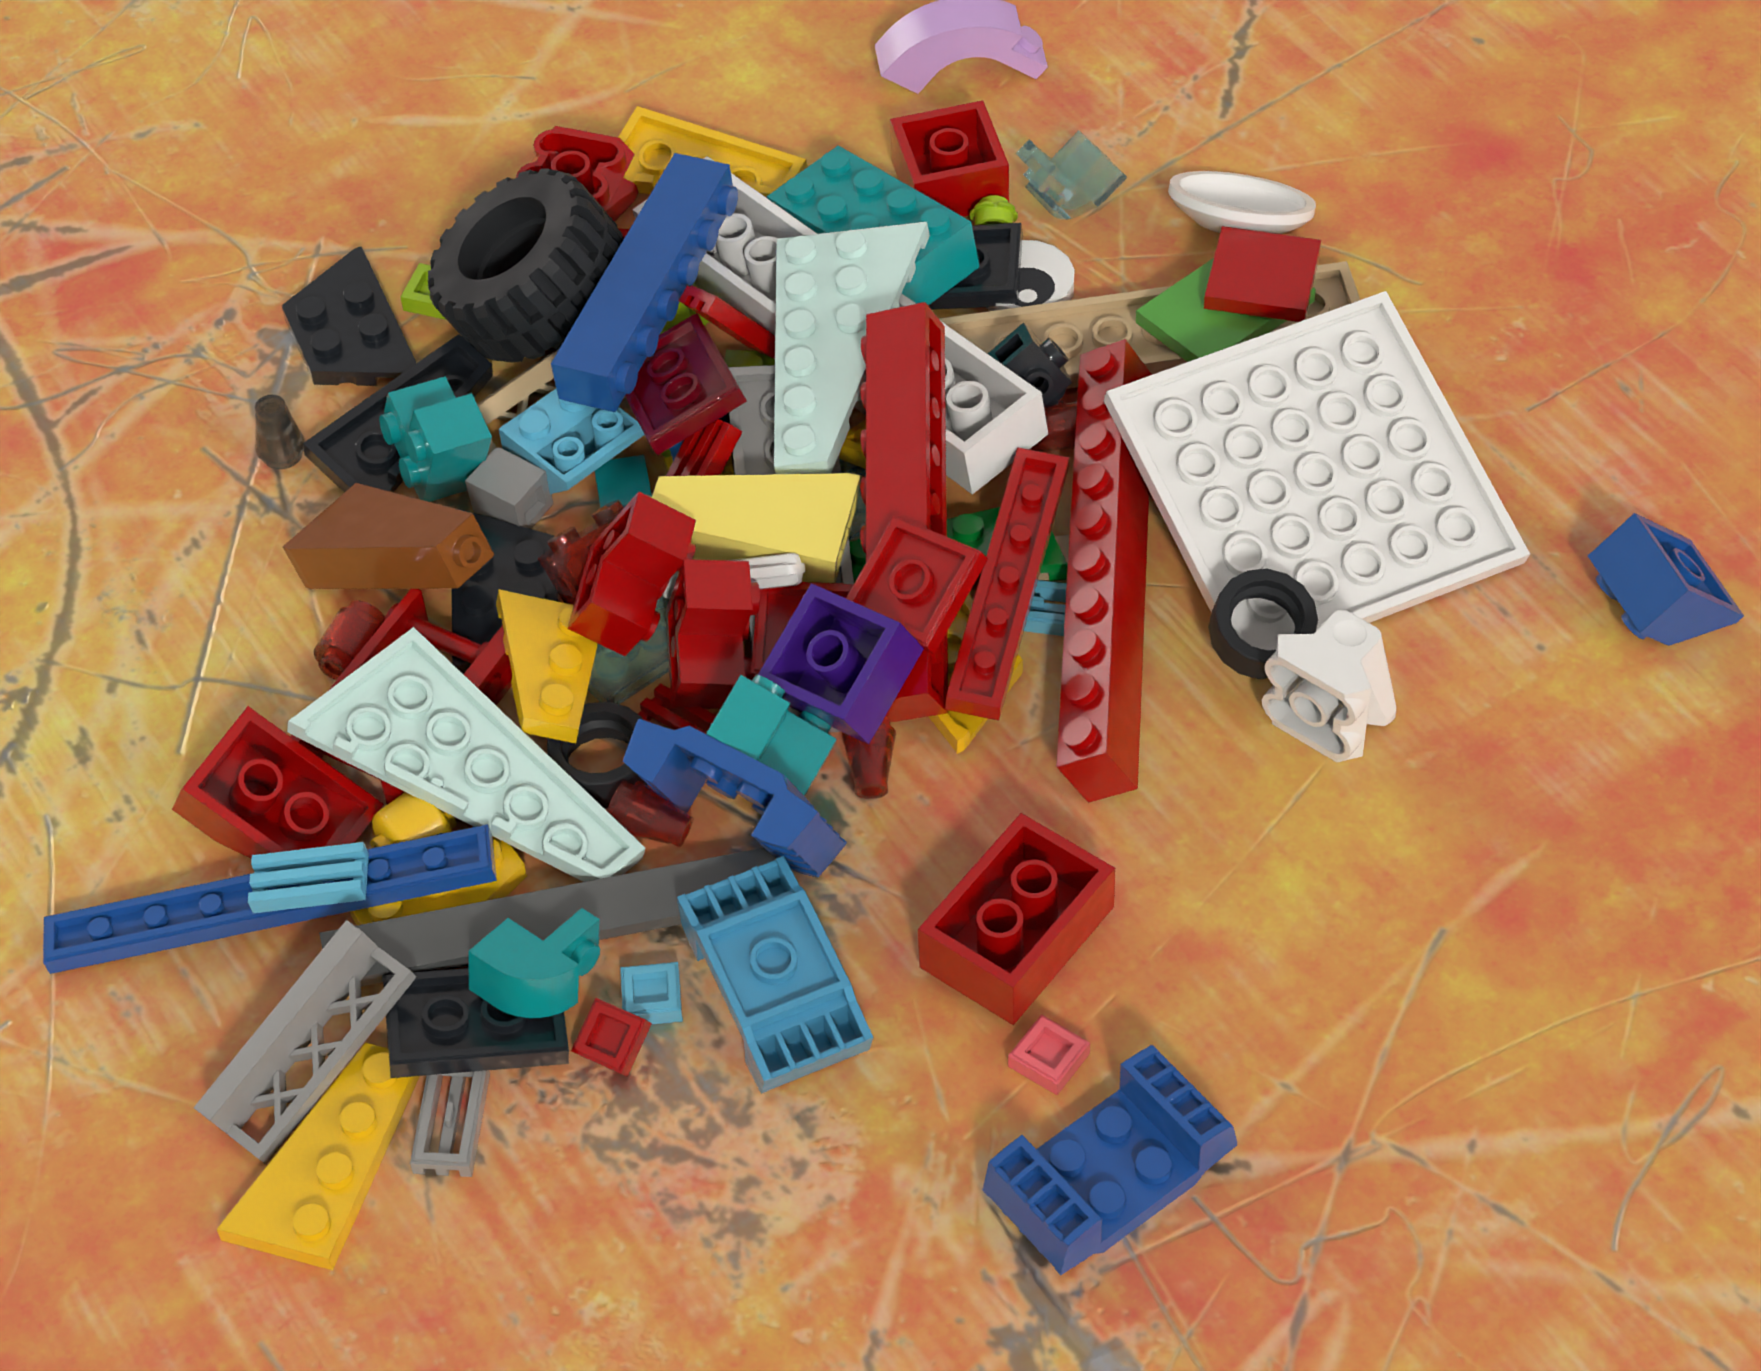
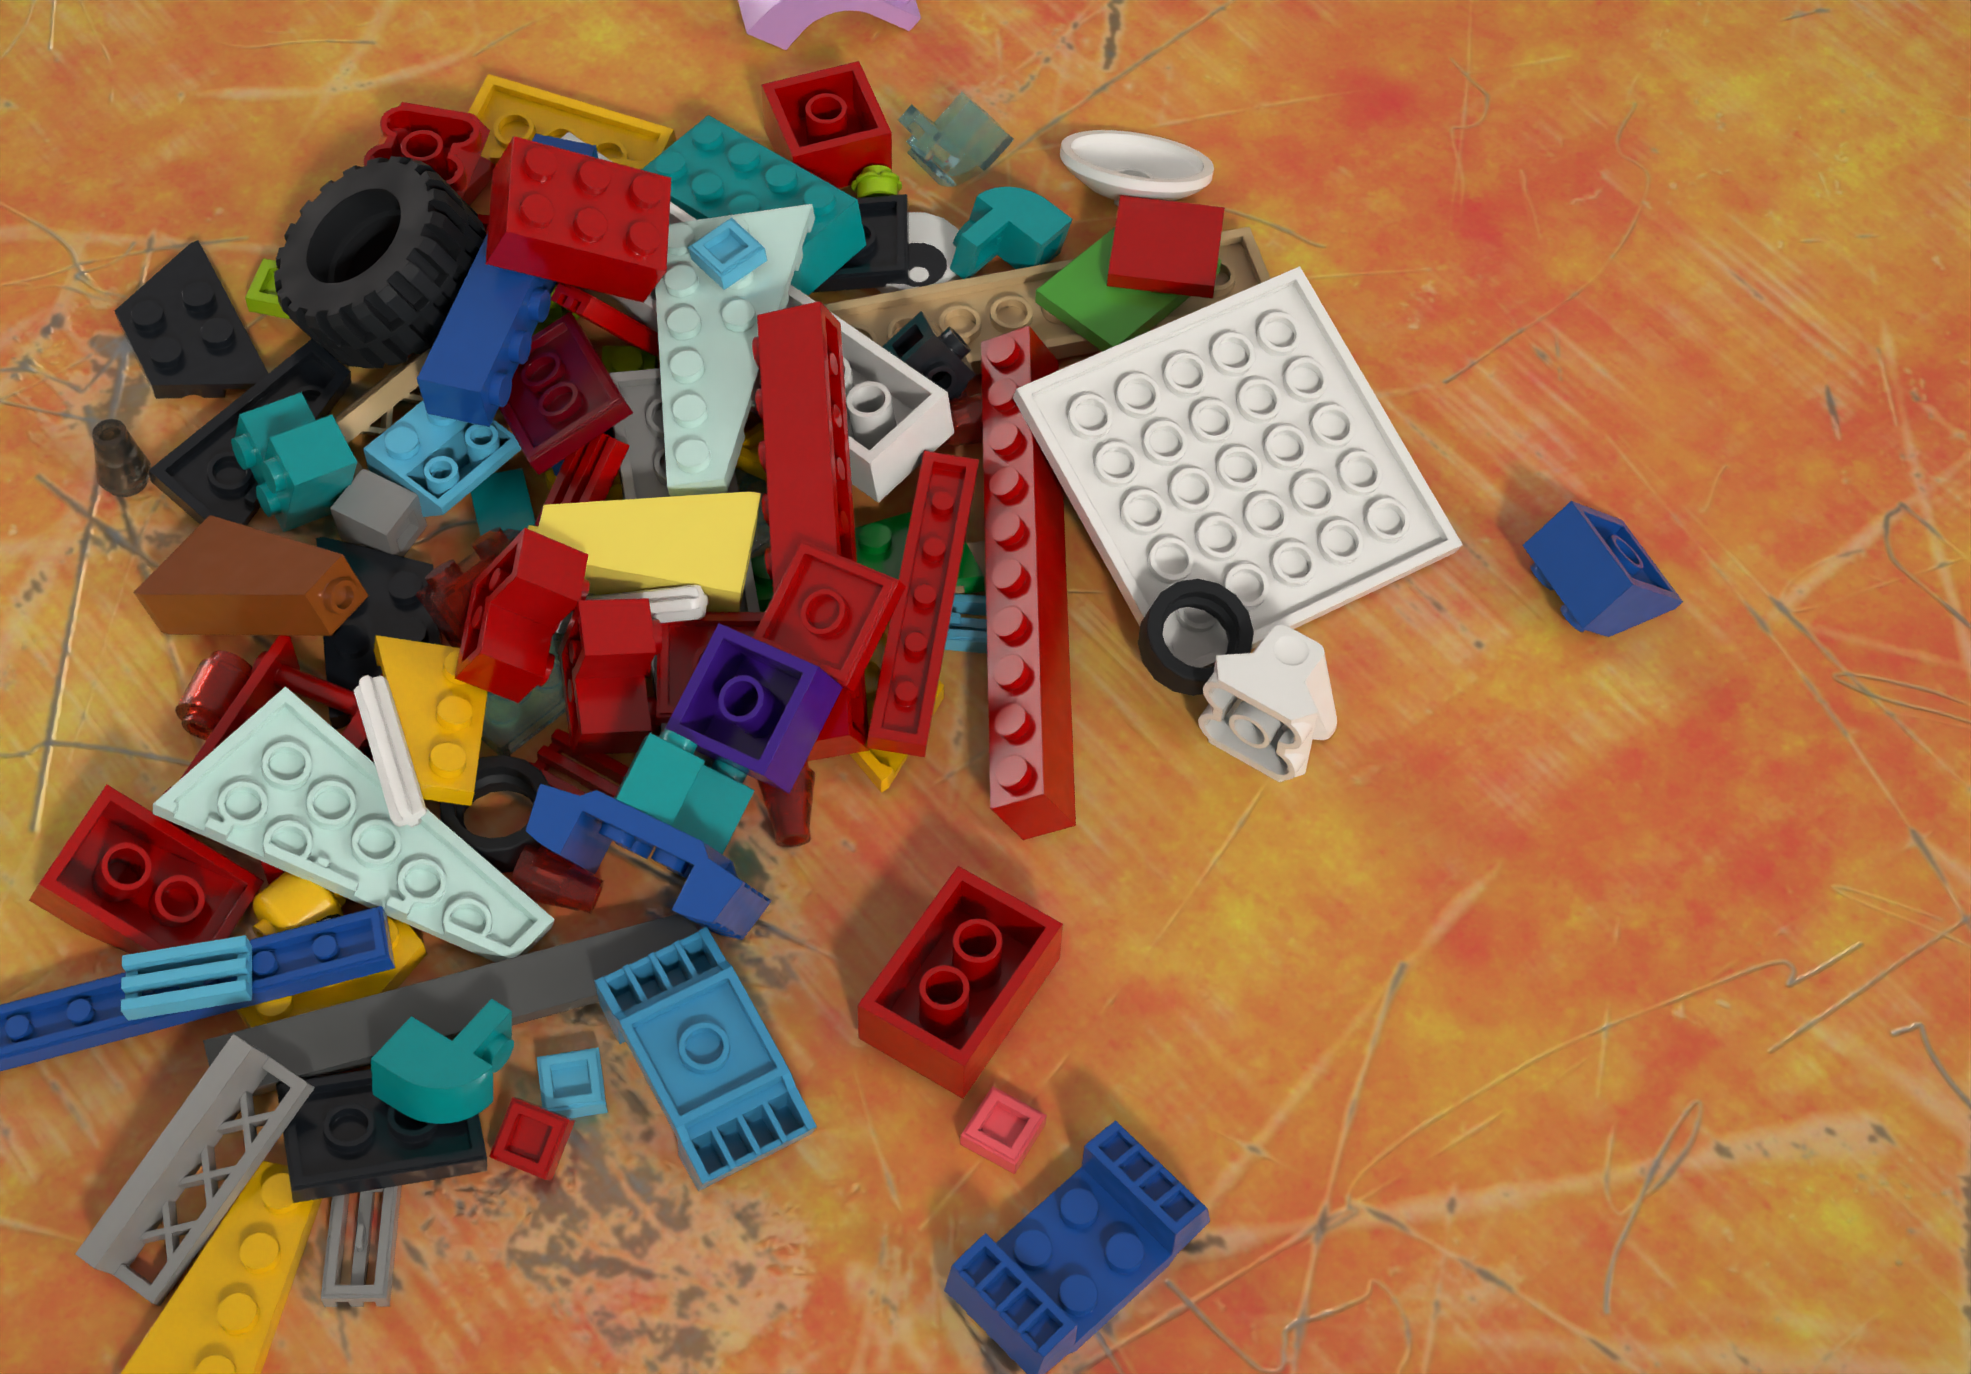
camera: 10 degrees left, 5 degrees up
(504, 689) = (390, 751): none -> white axle
(708, 227) = (578, 220): none -> red brick
(844, 262) = (727, 253): none -> medium azure tile
(1116, 252) = (1014, 226): none -> teal brick

